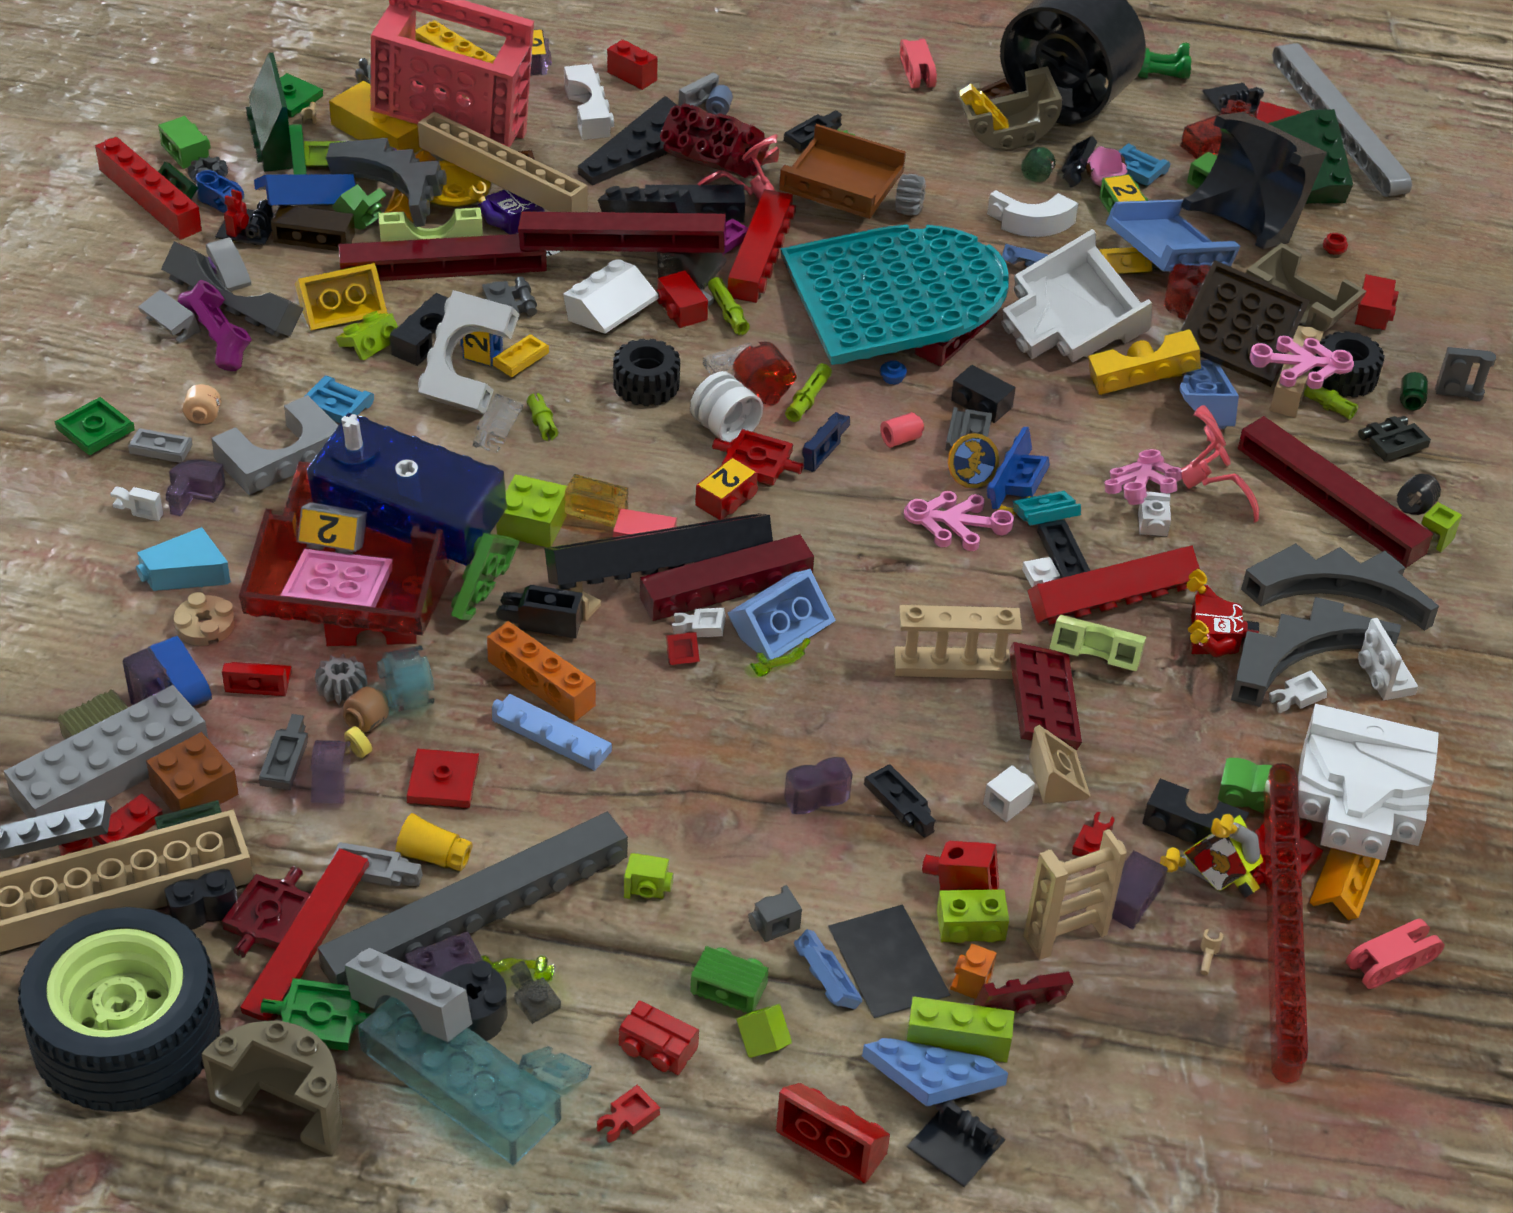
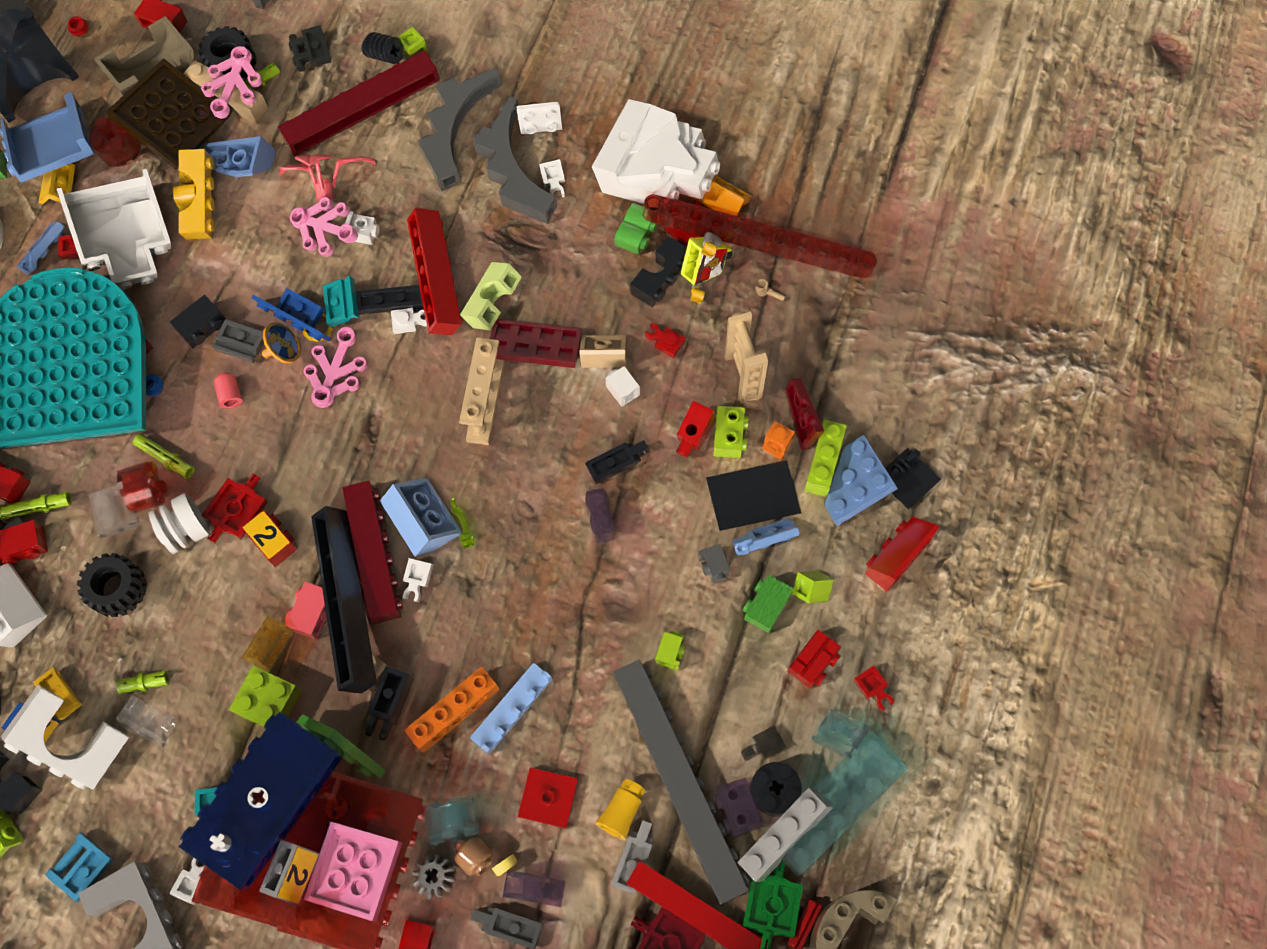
camera: 75 degrees left, 25 degrees up
(539, 965) = (742, 735): clear neon green piece -> none
(682, 648) = (443, 596): red plate -> none
(824, 441) = (210, 440): dark blue hinge -> none
(1138, 888) = (712, 322): clear purple brick -> none
(1215, 623) = (481, 213): red torso -> none
(1395, 953) = (786, 181): coral piece -> none
(1413, 390) = (264, 21): dark green brick -> none

